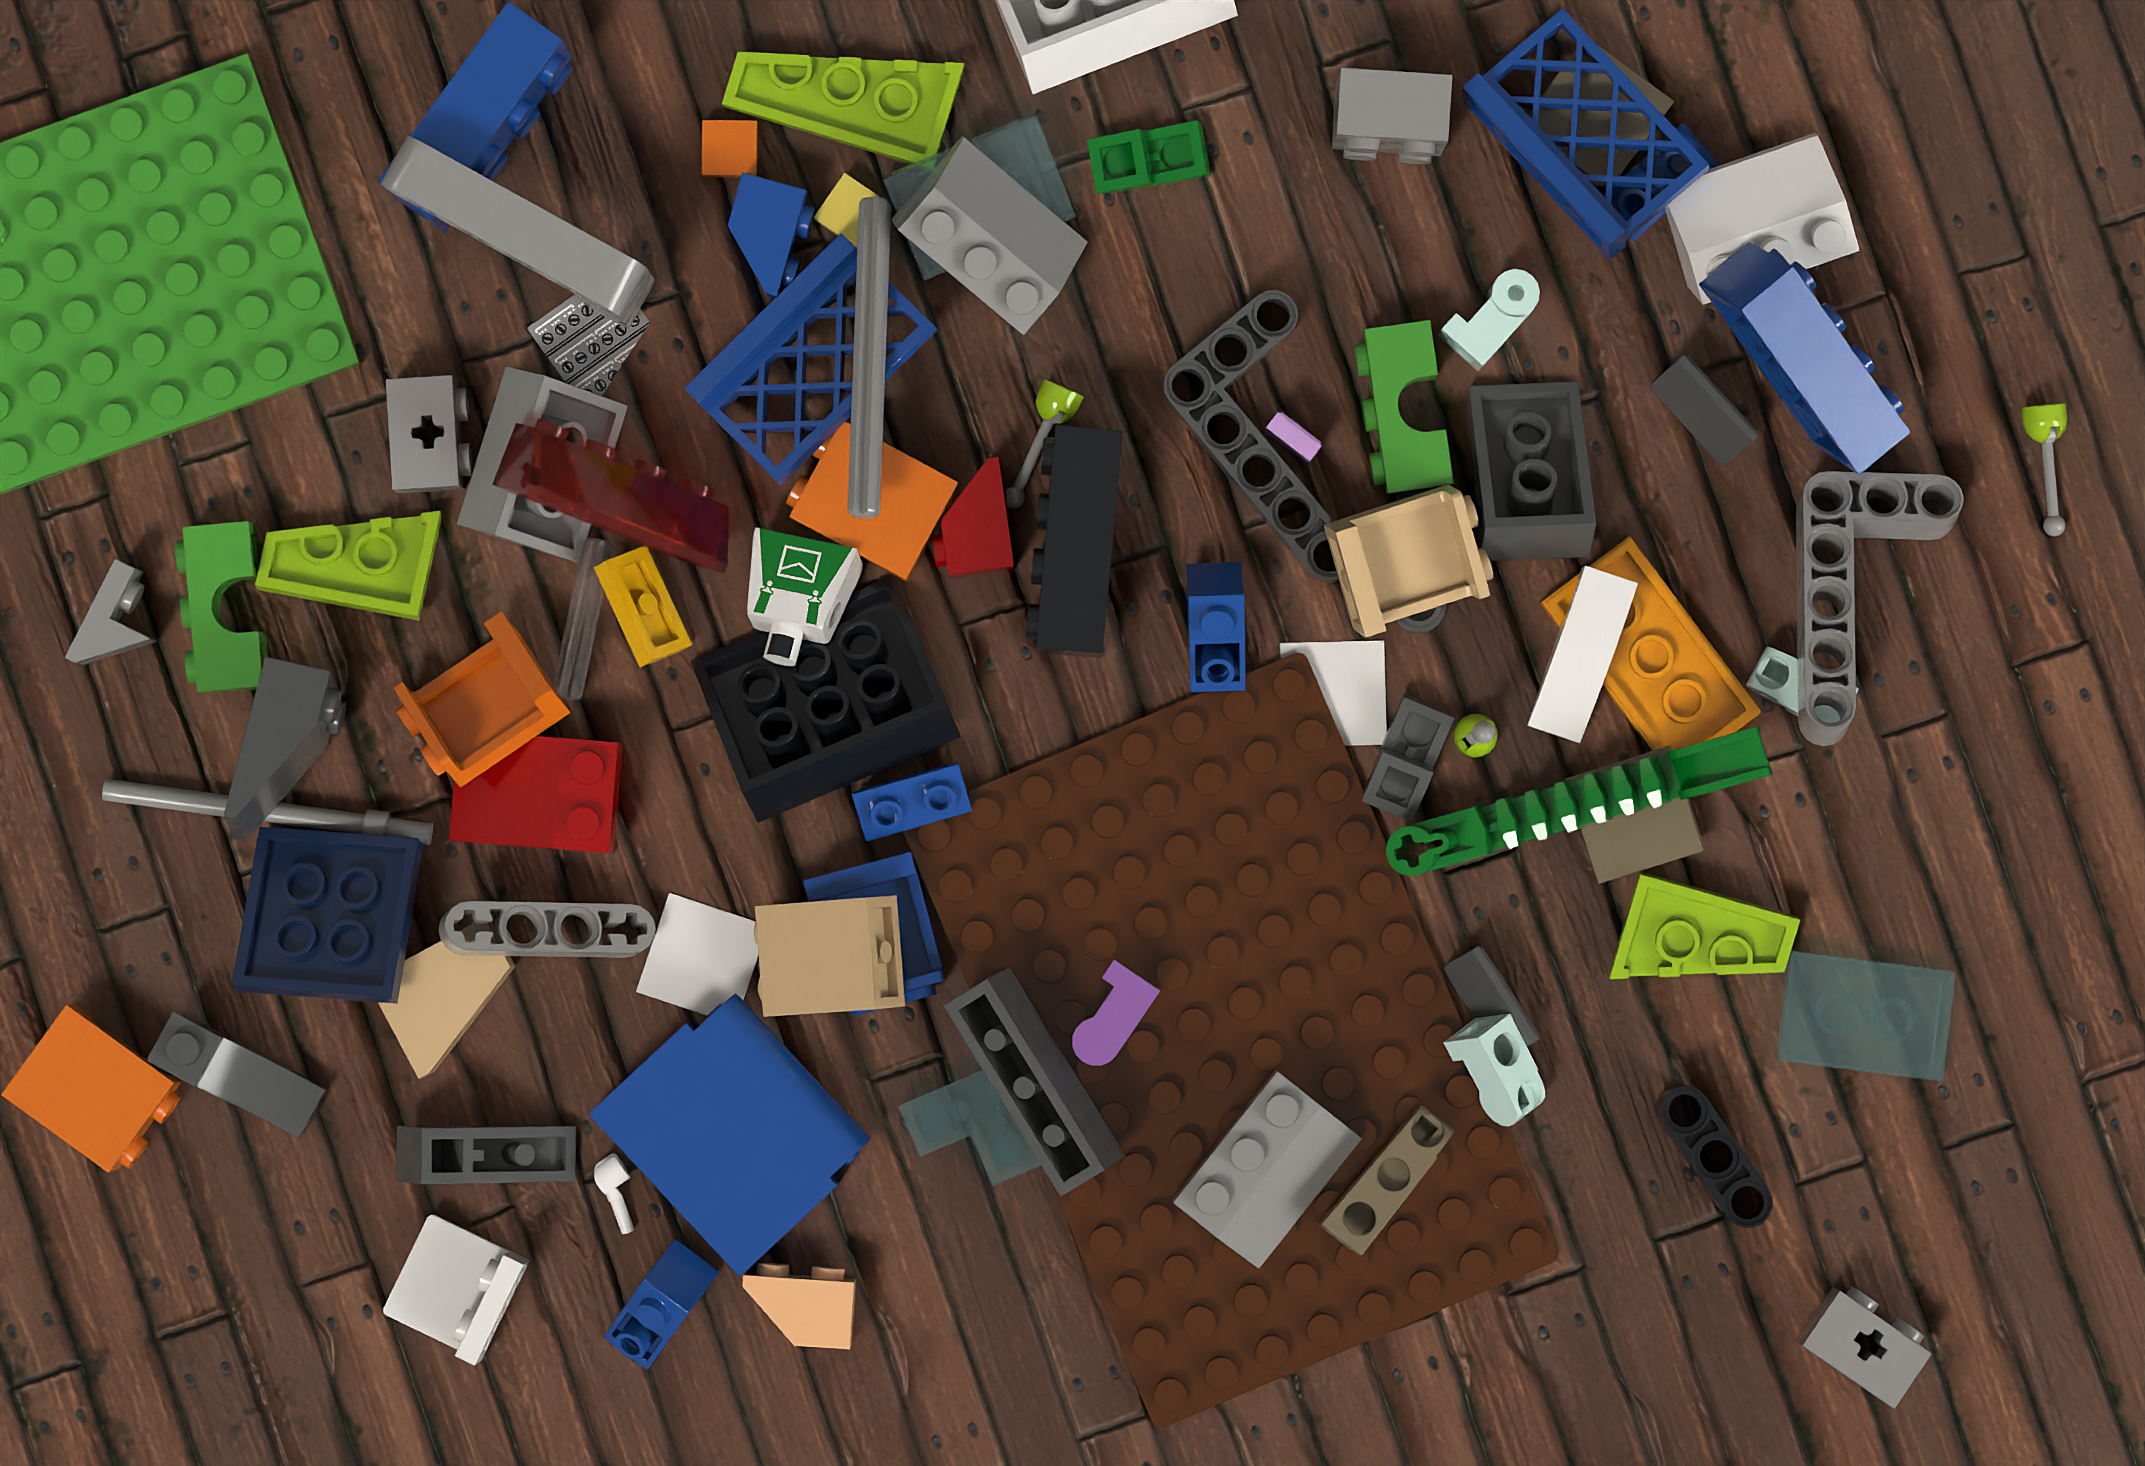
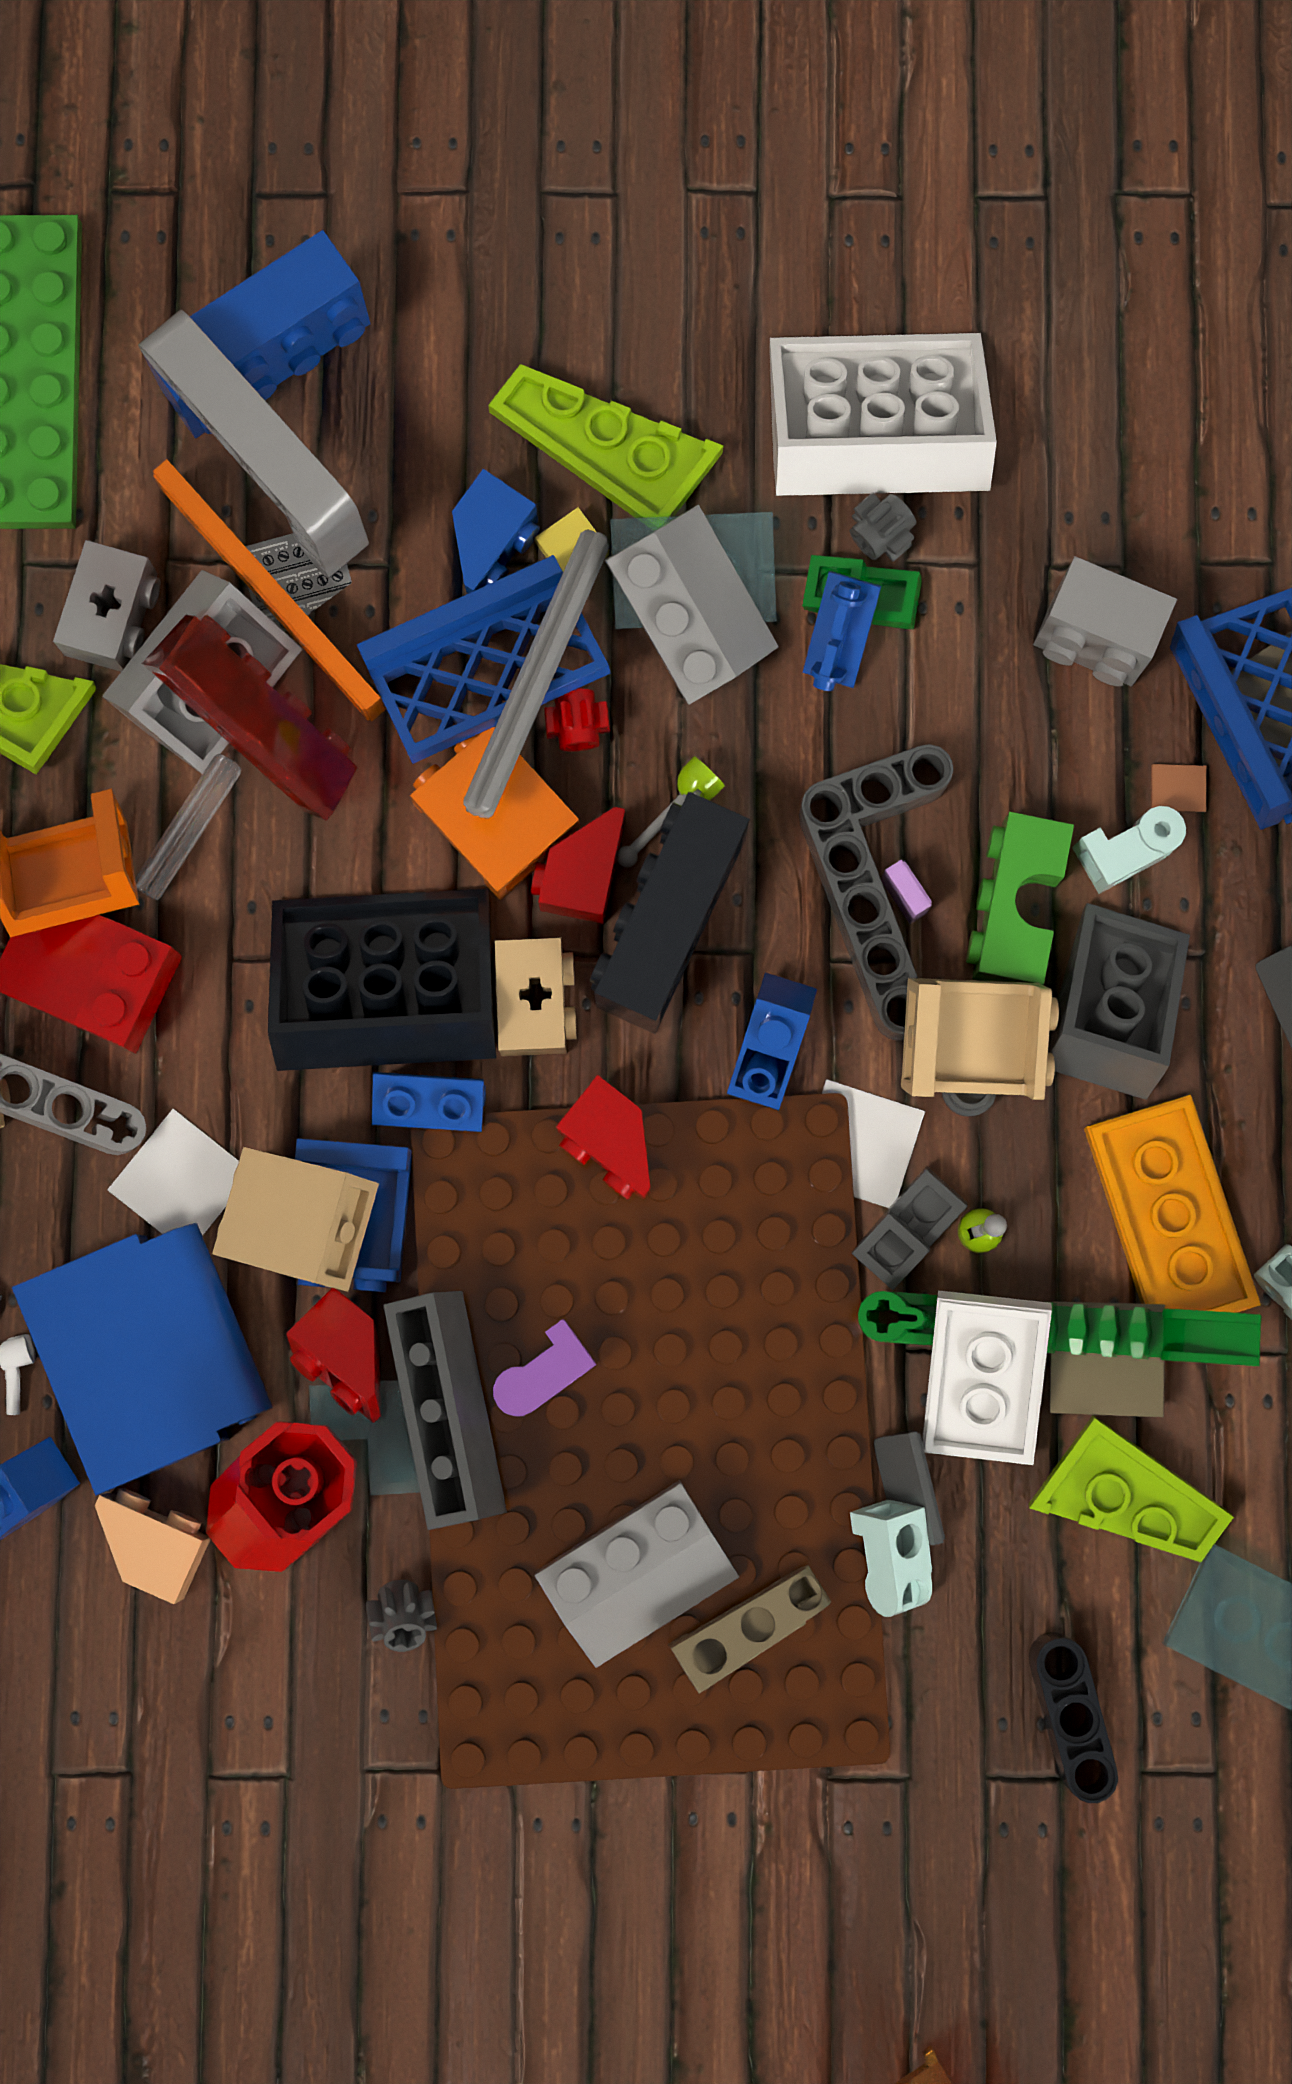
camera: 20 degrees right, 5 degrees down
(576, 363) = (268, 591): none -> orange tile
(642, 606) = (245, 833): yellow plate -> none
(729, 148) = (479, 448): orange tile -> none
(798, 590) = (394, 867): torso -> none
(912, 1216) = (281, 1496): none -> red brick
(917, 1062) = (341, 1349): none -> red slope
(920, 384) = (577, 720): none -> red gear
(973, 699) = (517, 969): none -> tan brick
(1061, 1285) = (401, 1615): none -> dark grey gear
(1095, 770) = (611, 1133): none -> red slope
(1142, 208) = (841, 631): none -> blue hinge
(1146, 89) = (882, 527): none -> dark grey gear
(1519, 241) = (1179, 787): none -> nougat piece
(1526, 873) = (986, 1377): none -> white tile
(1582, 653) = (1111, 1186): white slope -> none
(1832, 1336) = (1179, 1986): light grey brick -> none

